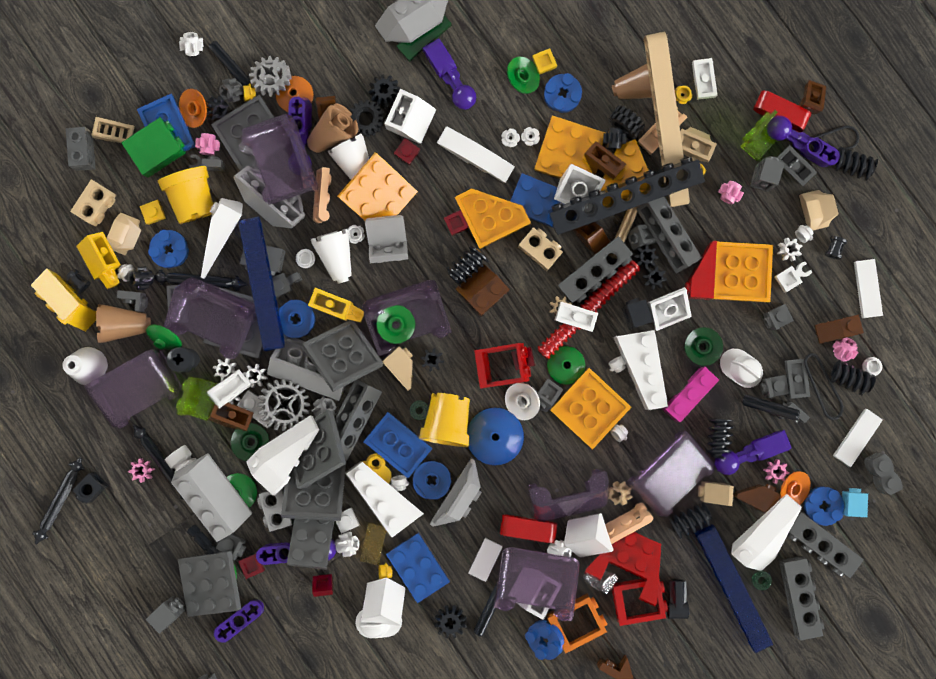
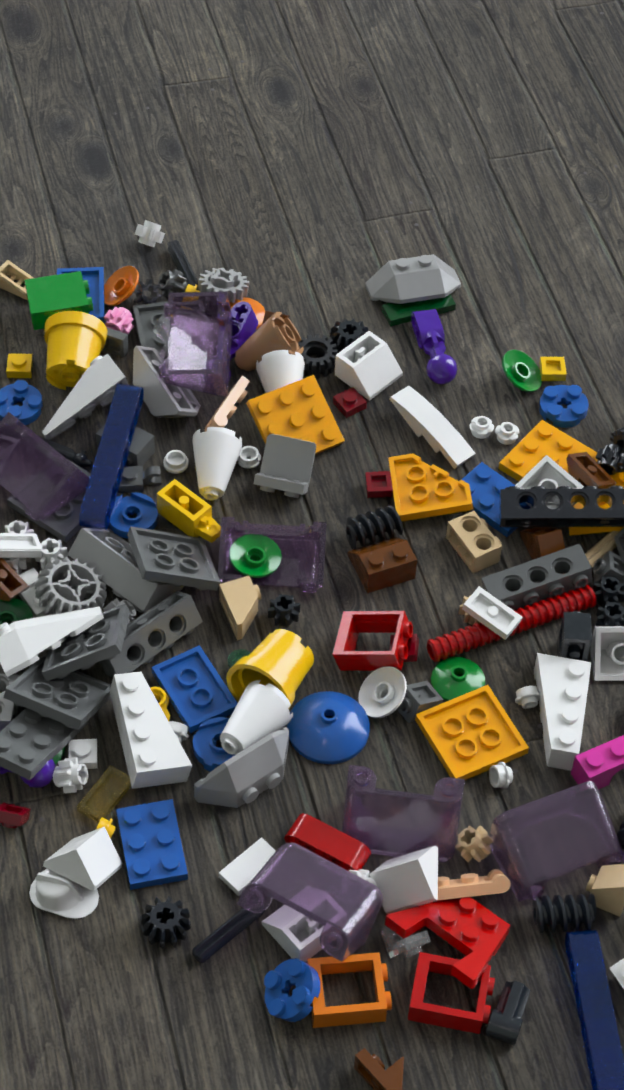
camera: 20 degrees right, 35 degrees down
(449, 466) = (256, 715): none -> white cone

